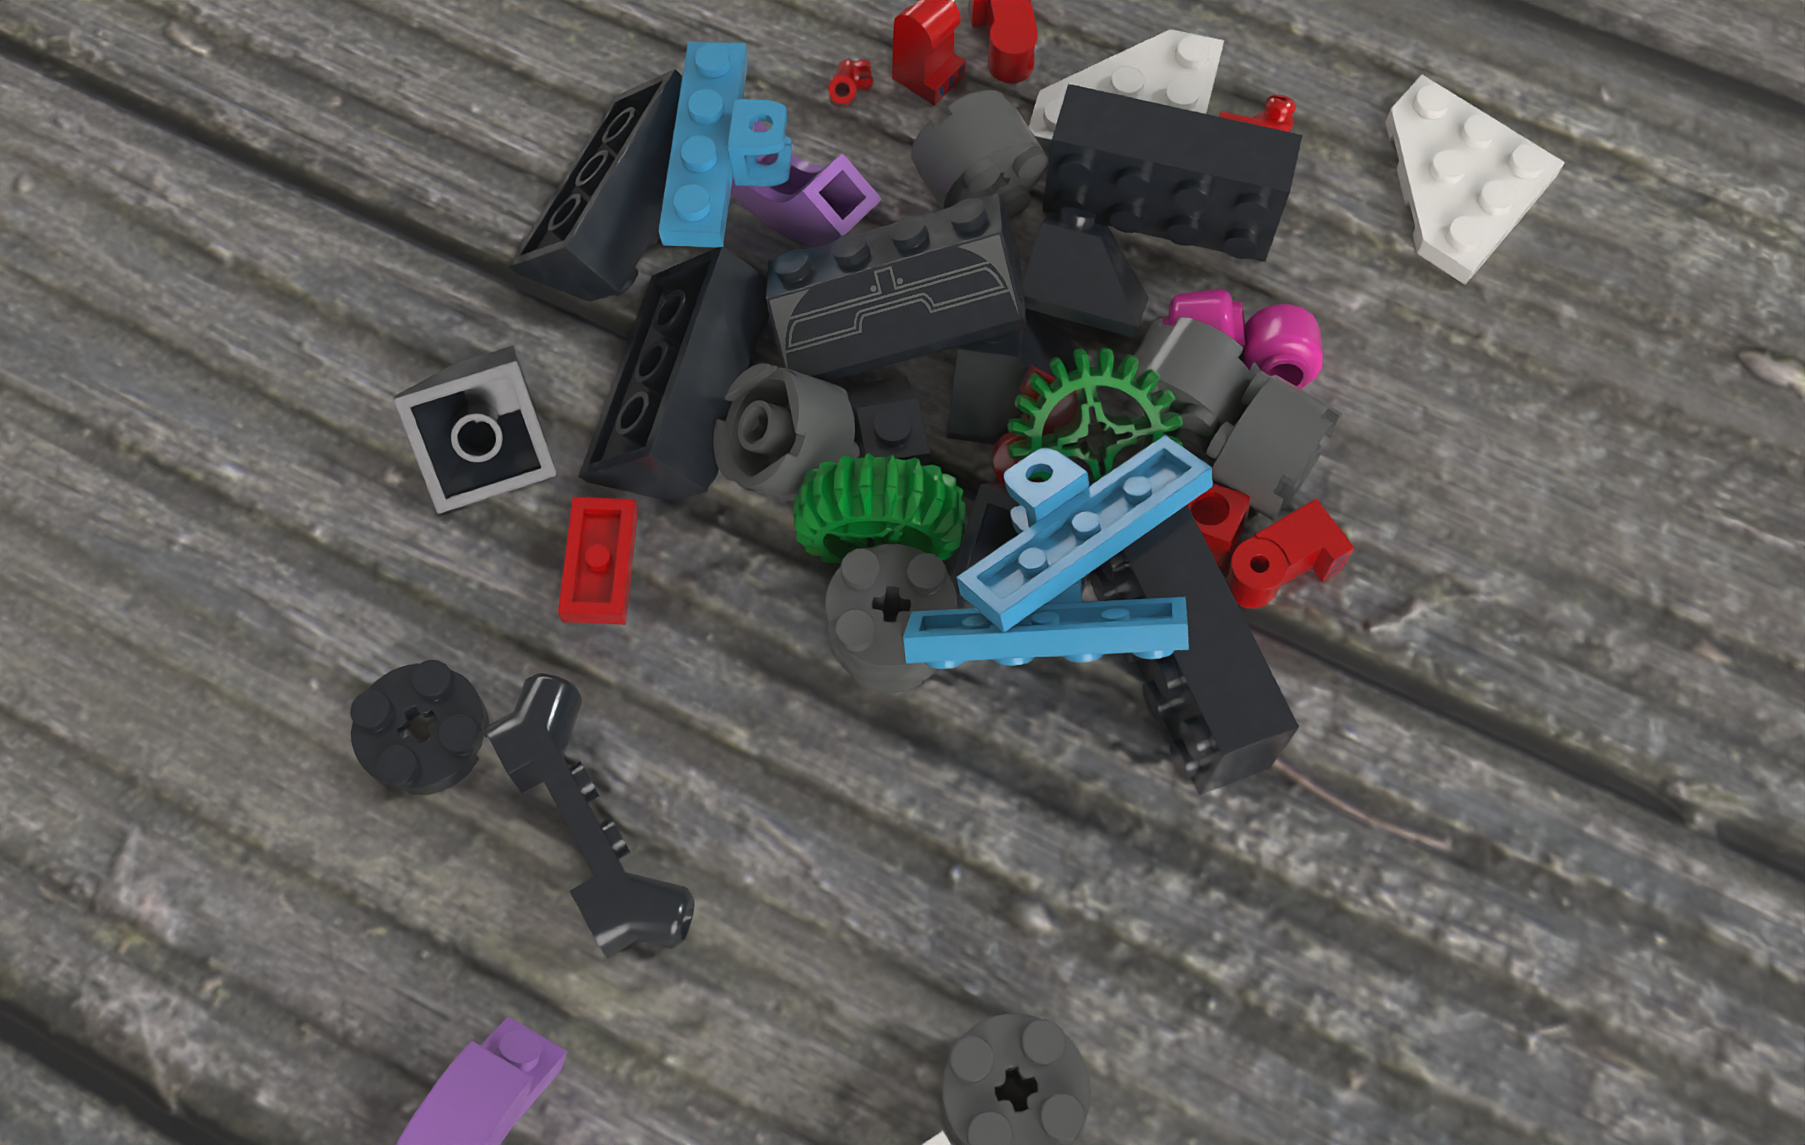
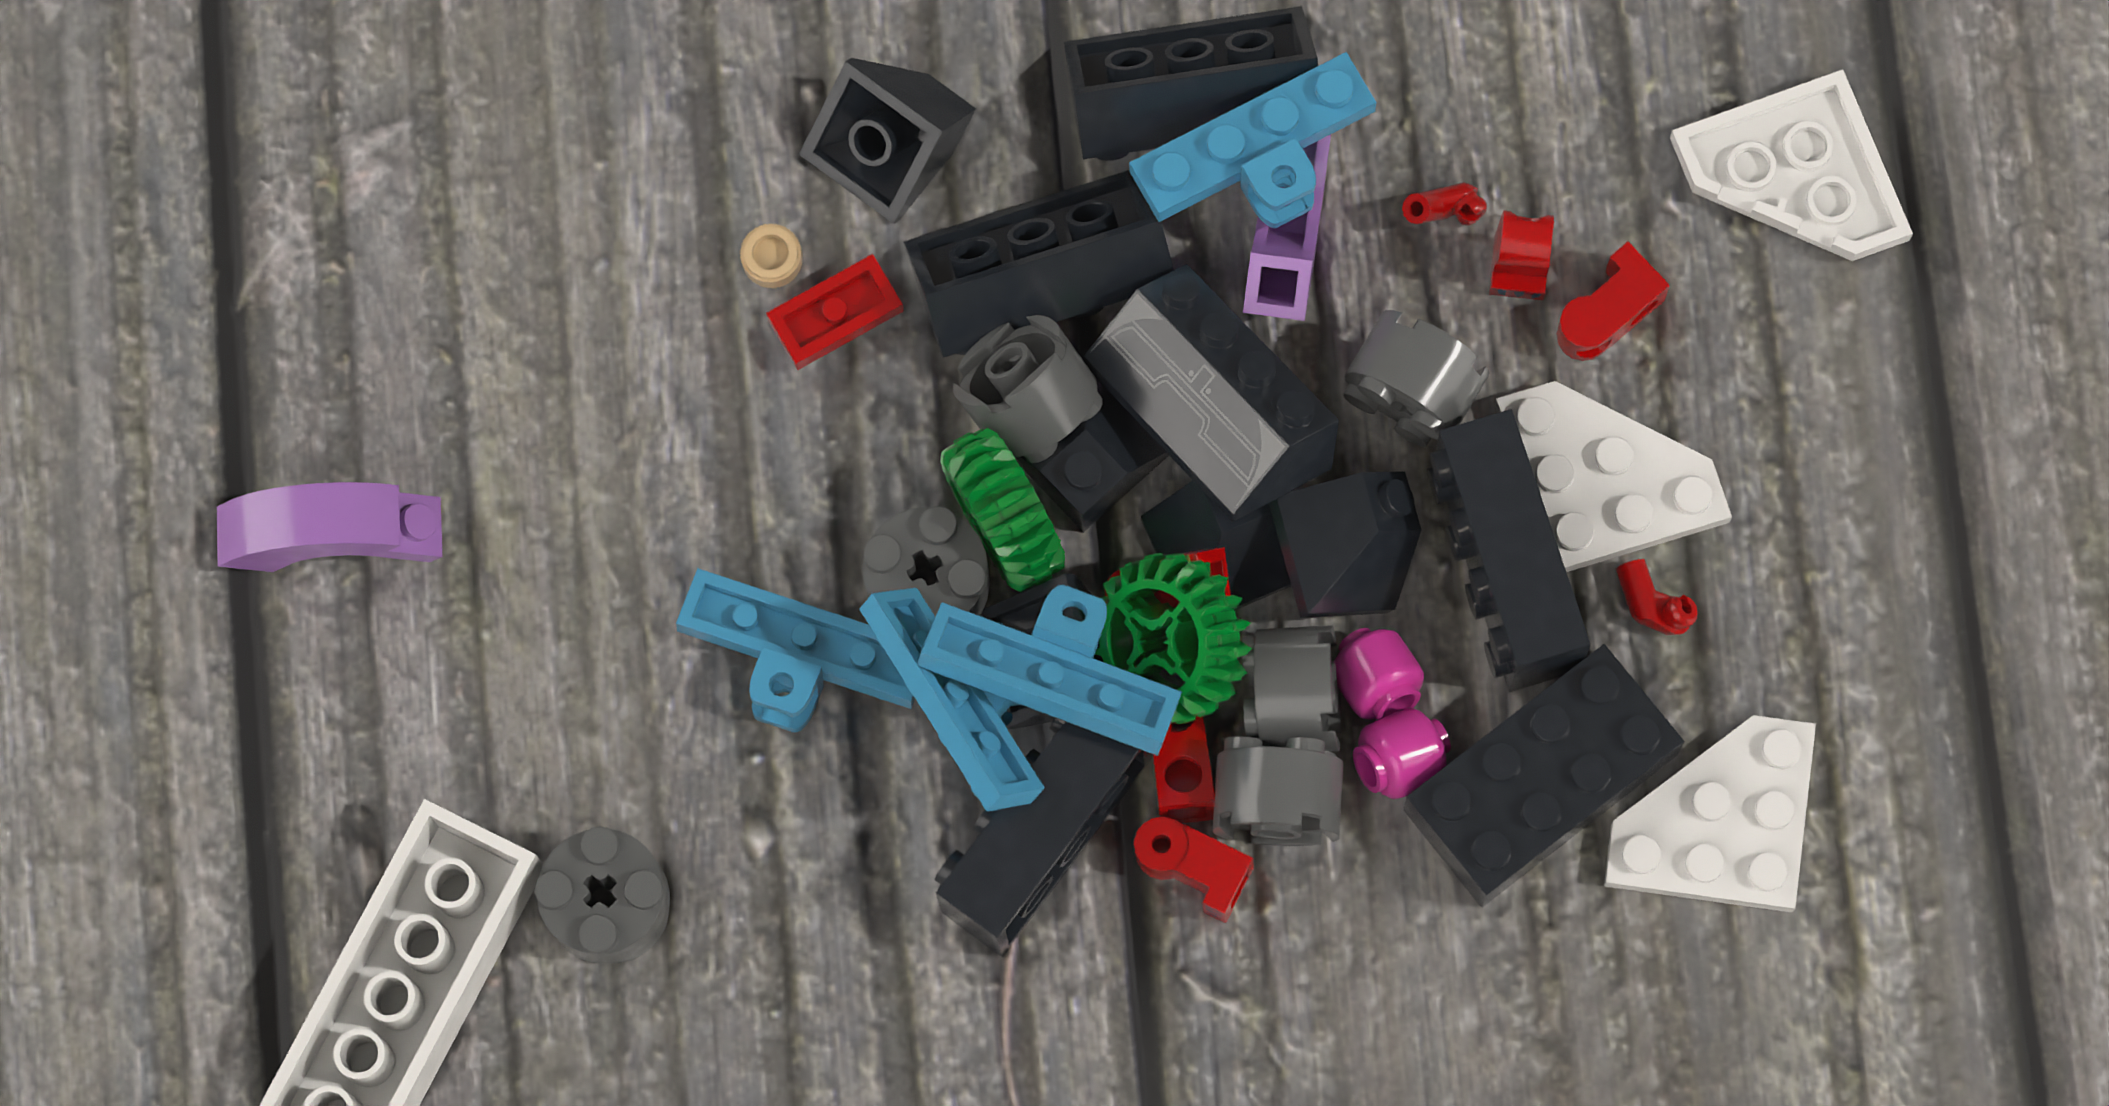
camera: 65 degrees right, 10 degrees up
(385, 714) = (602, 241): black plate -> none
(508, 586) = (771, 255): none -> tan tile
(613, 902) = (567, 518): black plate -> none
(881, 768) = (793, 647): none -> dark azure plate
(1367, 263) = (1543, 775): none -> black brick

